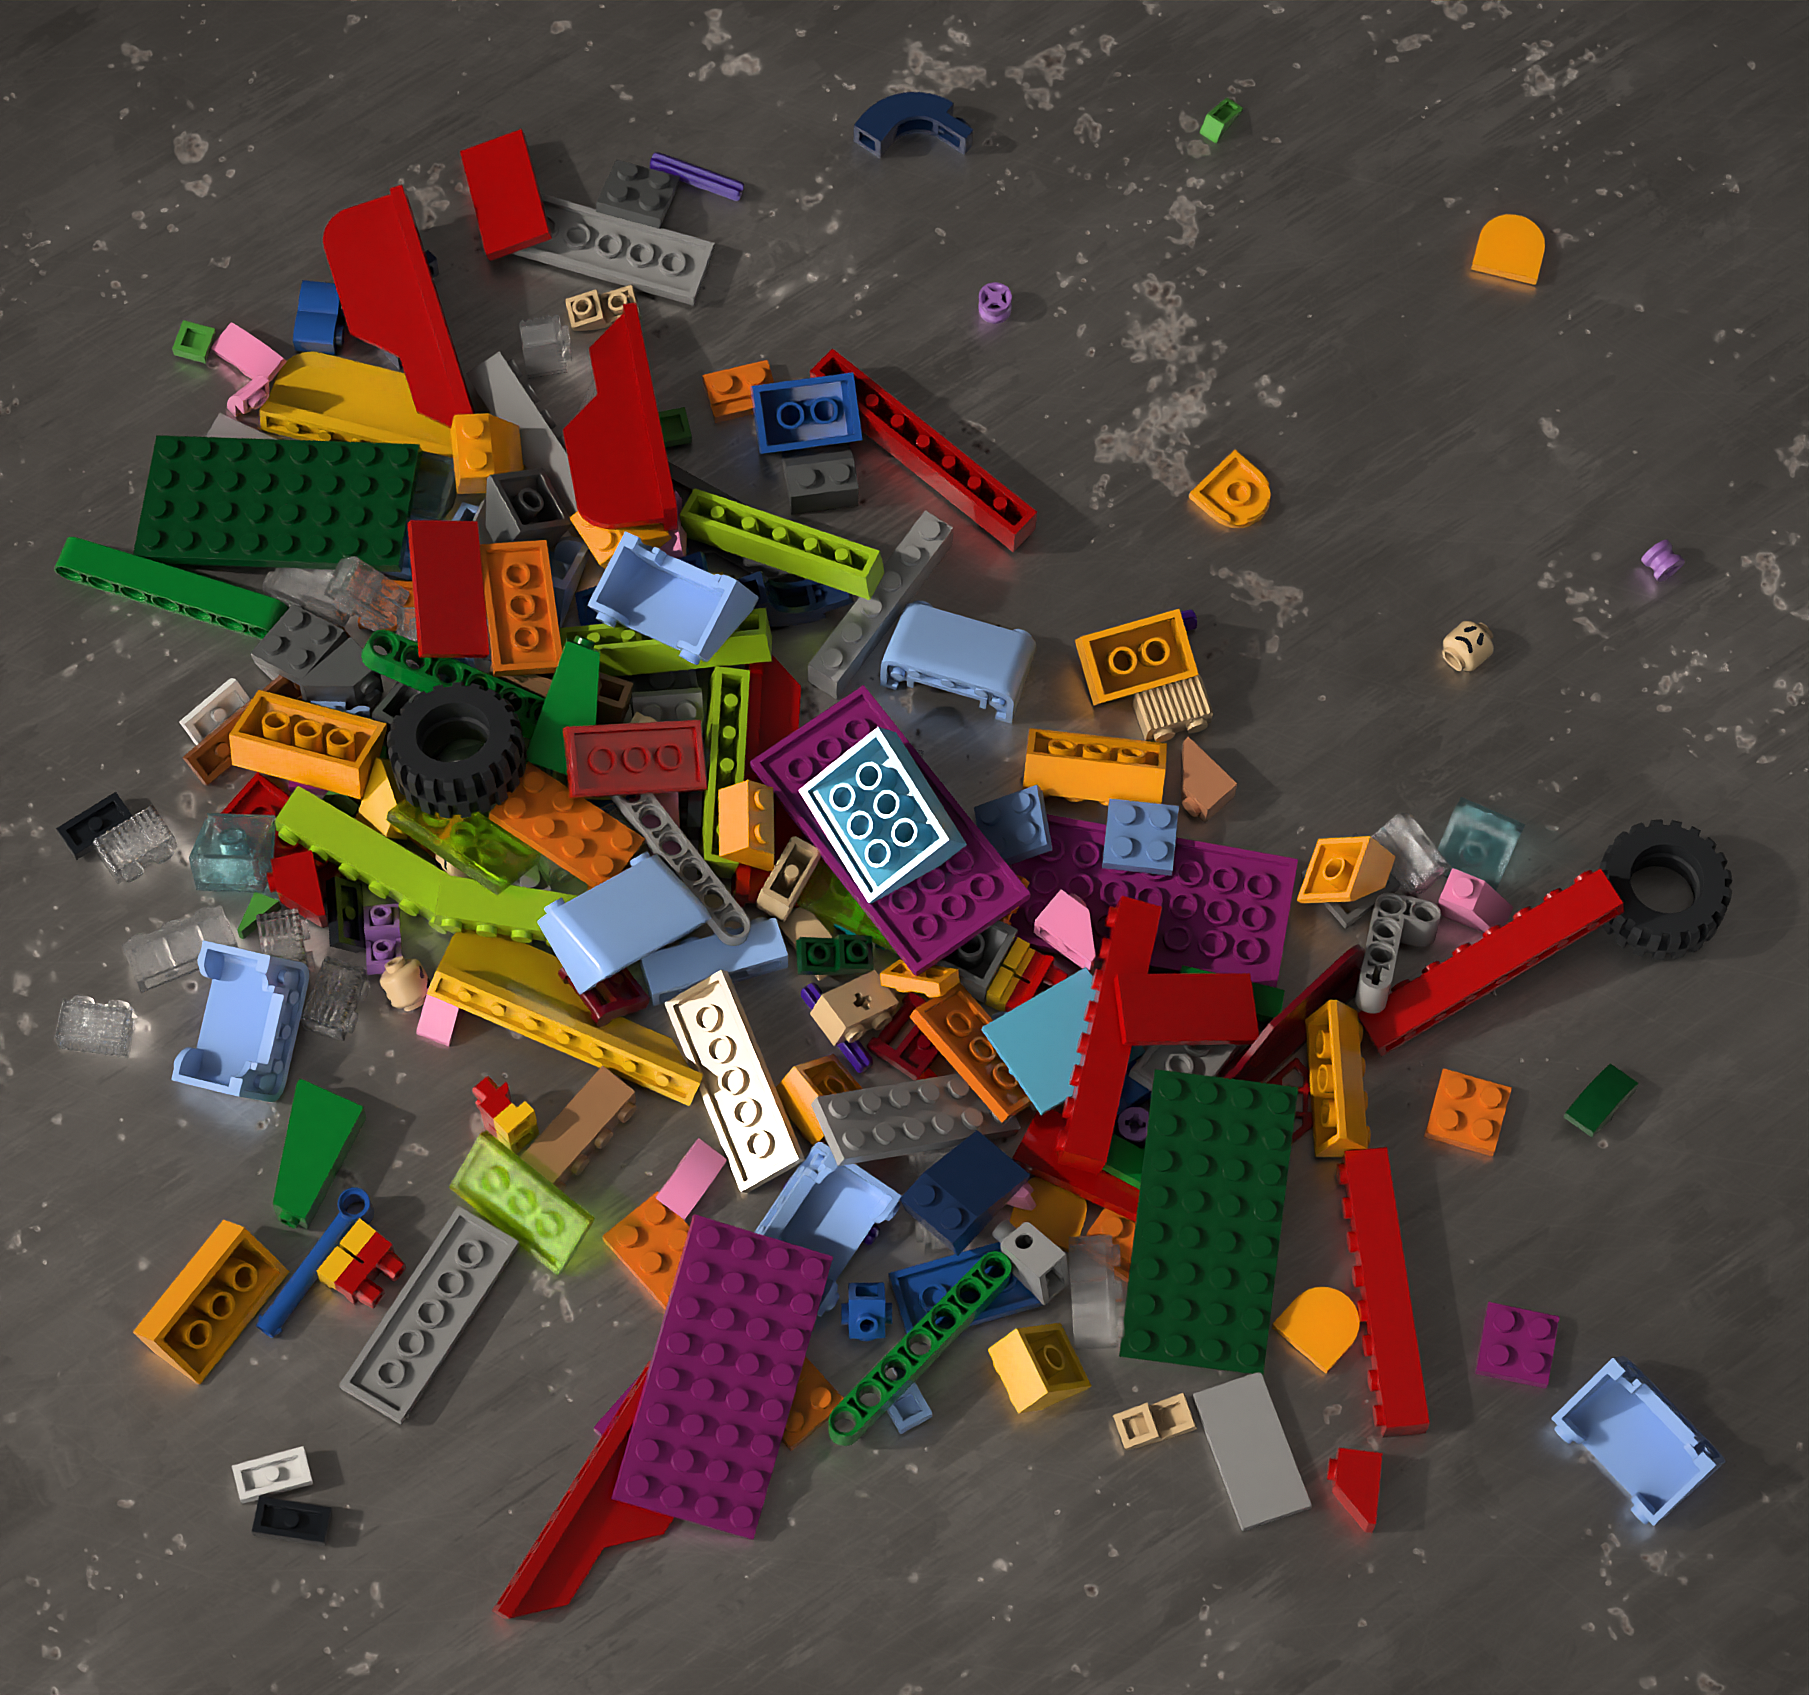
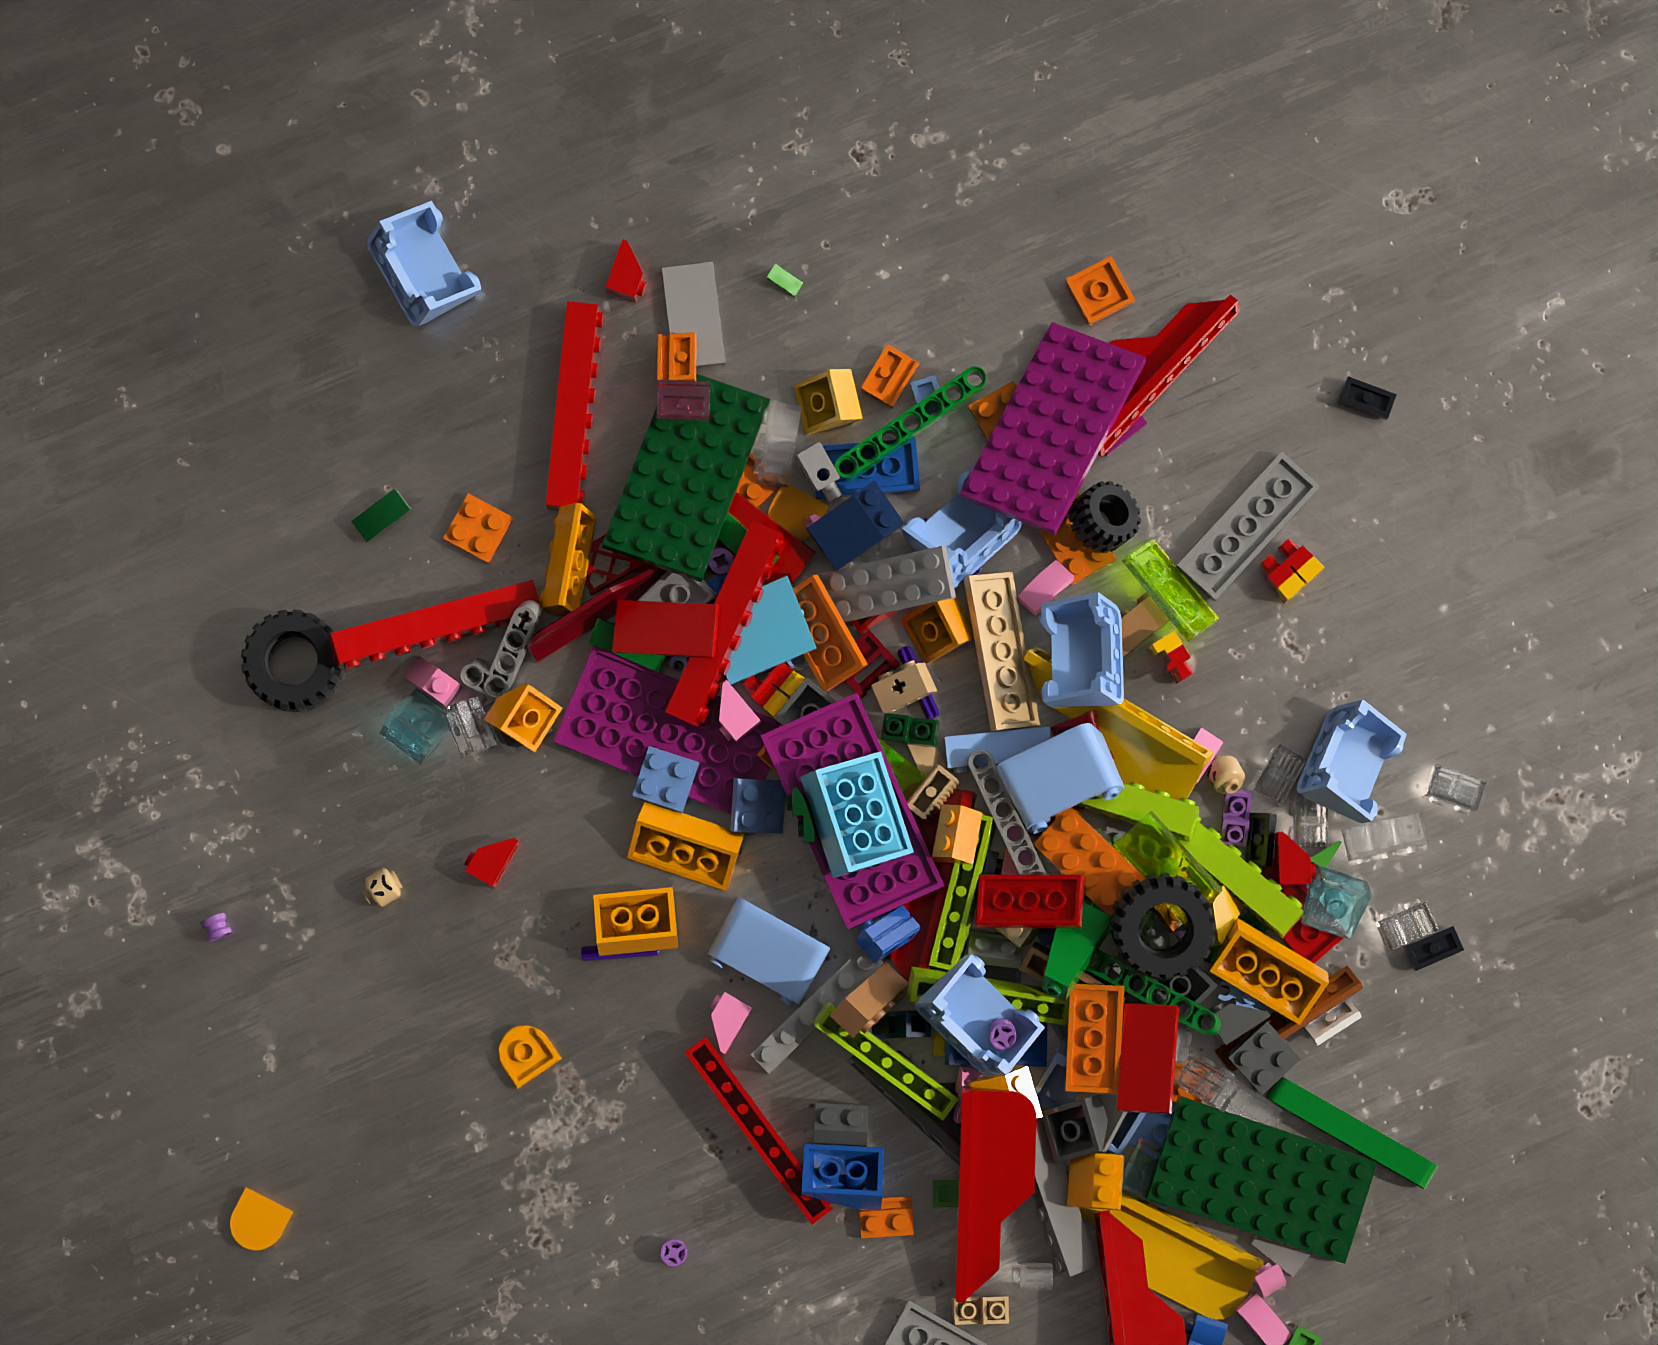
camera: 165 degrees left, 15 degrees up
(211, 1301) = (1401, 565): light orange slope -> none
(272, 1474) = (1376, 433): white plate -> none
(307, 1272) = (1322, 580): blue piece -> none
(314, 1149) = (1310, 665): green slope -> none
(602, 1276) = (1118, 508): none -> black tyre
(622, 1079) = (1084, 652): none -> light blue windscreen
(639, 591) = (1004, 1039): none -> medium lavender wheel
(693, 1596) = (1100, 290): none -> orange plate
(810, 694) = (887, 933): none -> blue brick
(816, 604) = (870, 1000): none -> medium nougat brick
(866, 1311) = (941, 462): blue brick -> none
(932, 982) = (845, 685): light orange plate -> none
(954, 802) = (800, 809): none -> dark green slope
(962, 1420) = (890, 376): none -> orange plate
(990, 574) = (728, 1019): none -> bright pink slope
(1137, 1524) = (784, 280): none -> piece
(1155, 1422) = (755, 349): tan slope -> none
(1173, 709) = (616, 877): tan brick -> none
(1203, 783) = (609, 816): nougat slope -> none
(1237, 1315) = (683, 399): none -> clear pink plate
(1259, 1375) = (677, 357): none -> orange plate
(1320, 1325) = (623, 394): light orange tile -> none
(1339, 701) = (491, 861): none -> red slope
(1517, 1345) = (489, 353): magenta plate -> none

